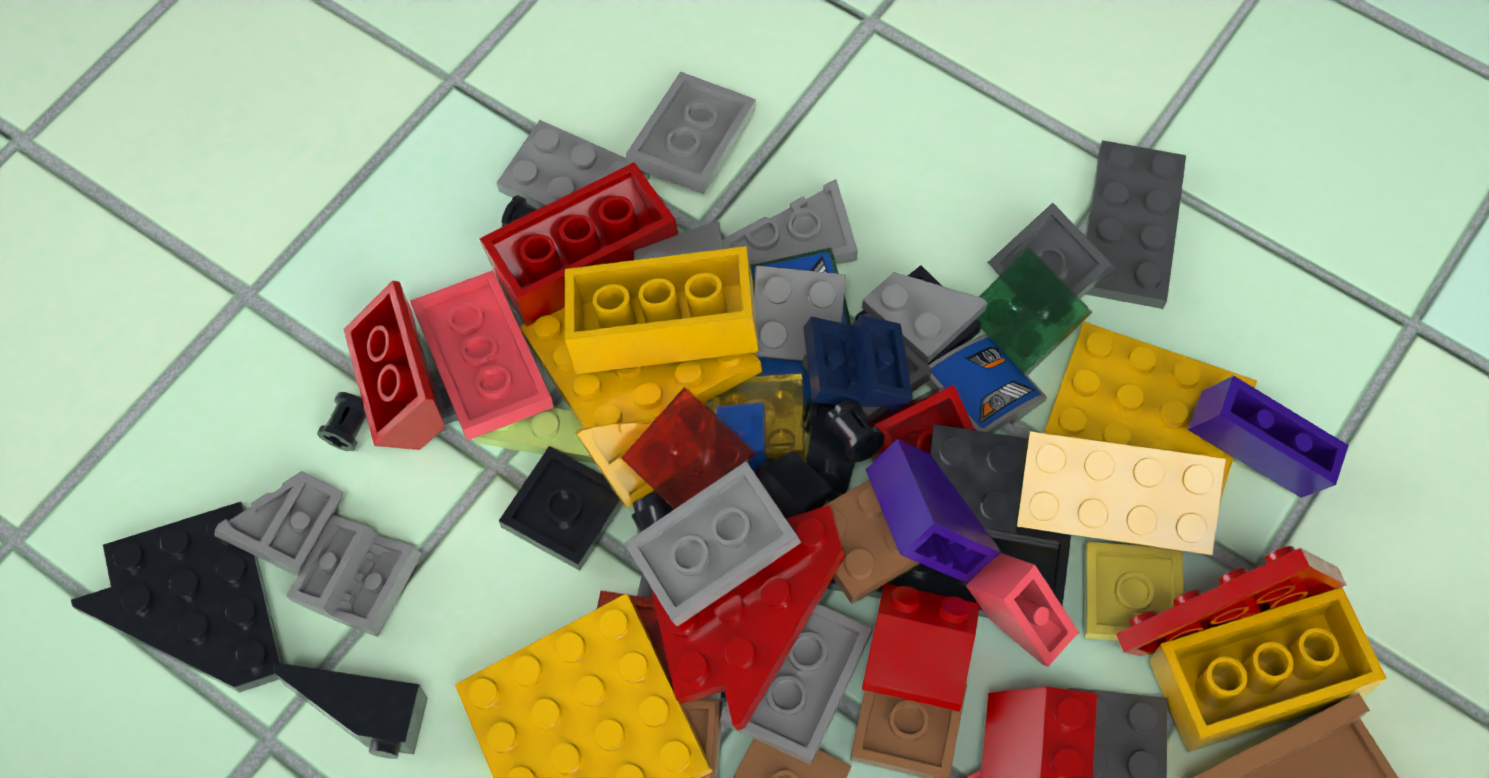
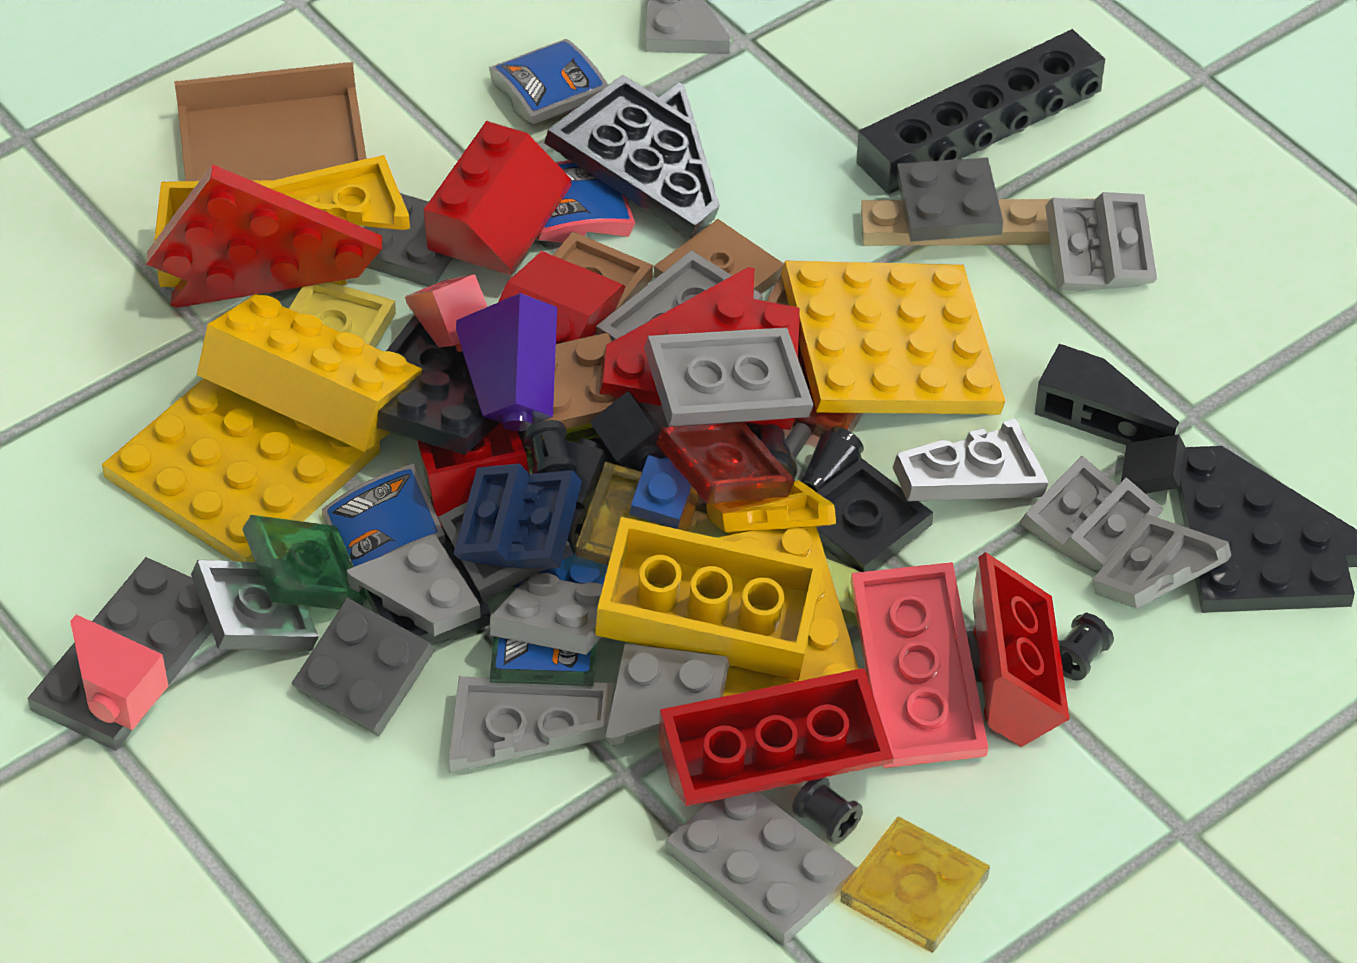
camera: 165 degrees left, 15 degrees down
(300, 639) = (1154, 463): none -> black piece
(450, 190) = (915, 884): none -> clear yellow plate
(469, 583) = (975, 468): none -> light grey wing
(607, 562) = (832, 456): none -> black cone
(691, 132) = (599, 857): light grey plate -> none
(938, 242) = (363, 666): none -> dark grey plate
(1127, 159) = (117, 673): none -> coral slope
(1184, 694) = (353, 191): none -> yellow wing
(1268, 437) = (139, 379): dark purple brick -> none

